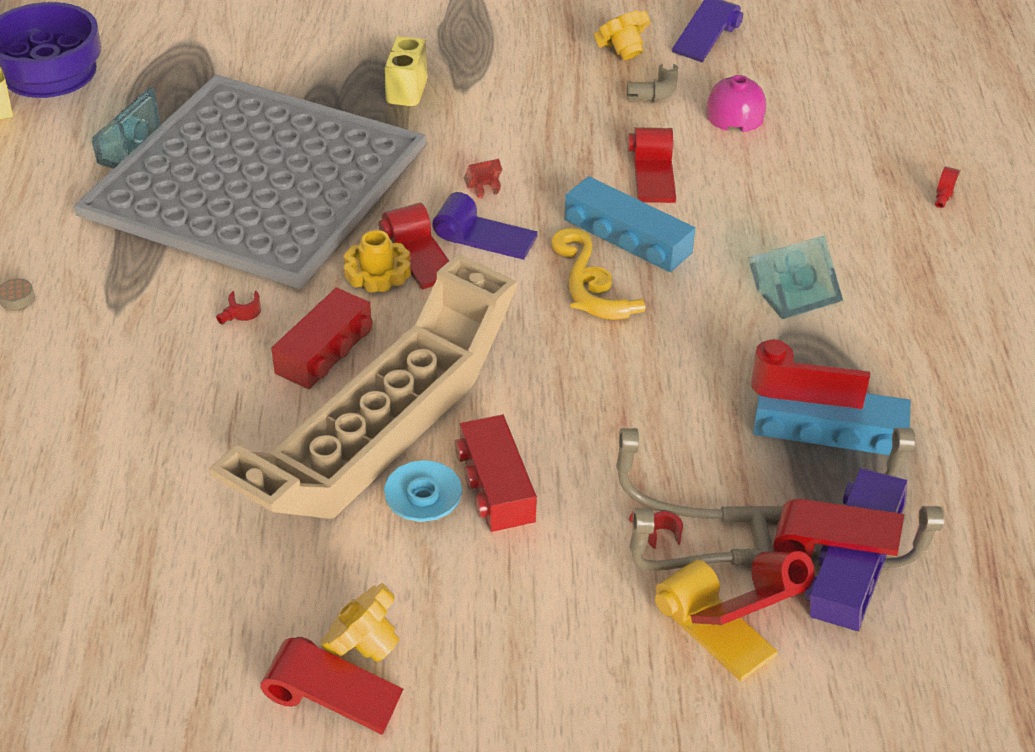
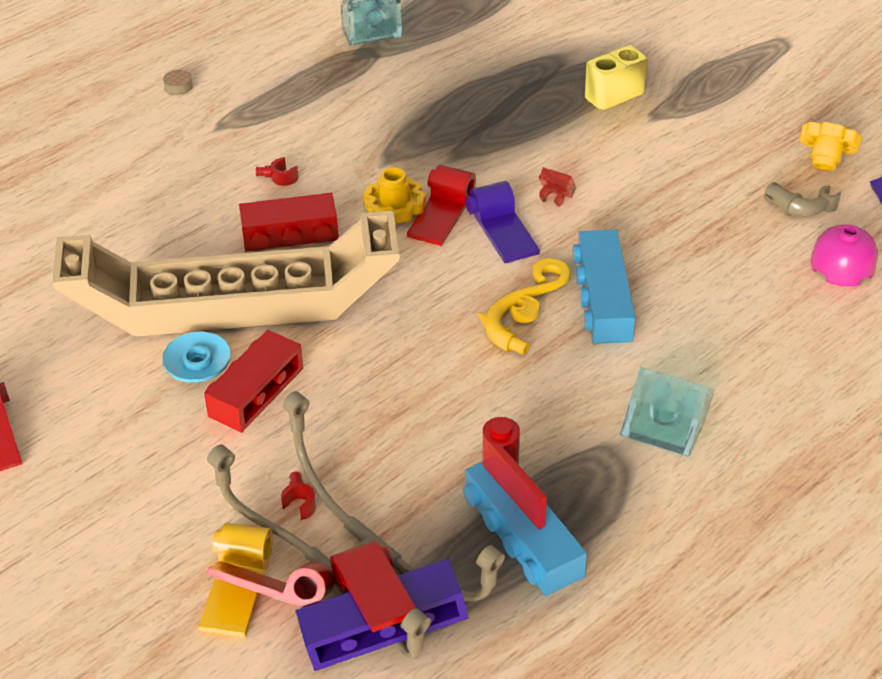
camera: 50 degrees right, 0 degrees up
(253, 180) = (414, 95): light grey plate -> none
(364, 626) = (39, 404): yellow plant -> none
(653, 164) = (715, 250): red door -> none

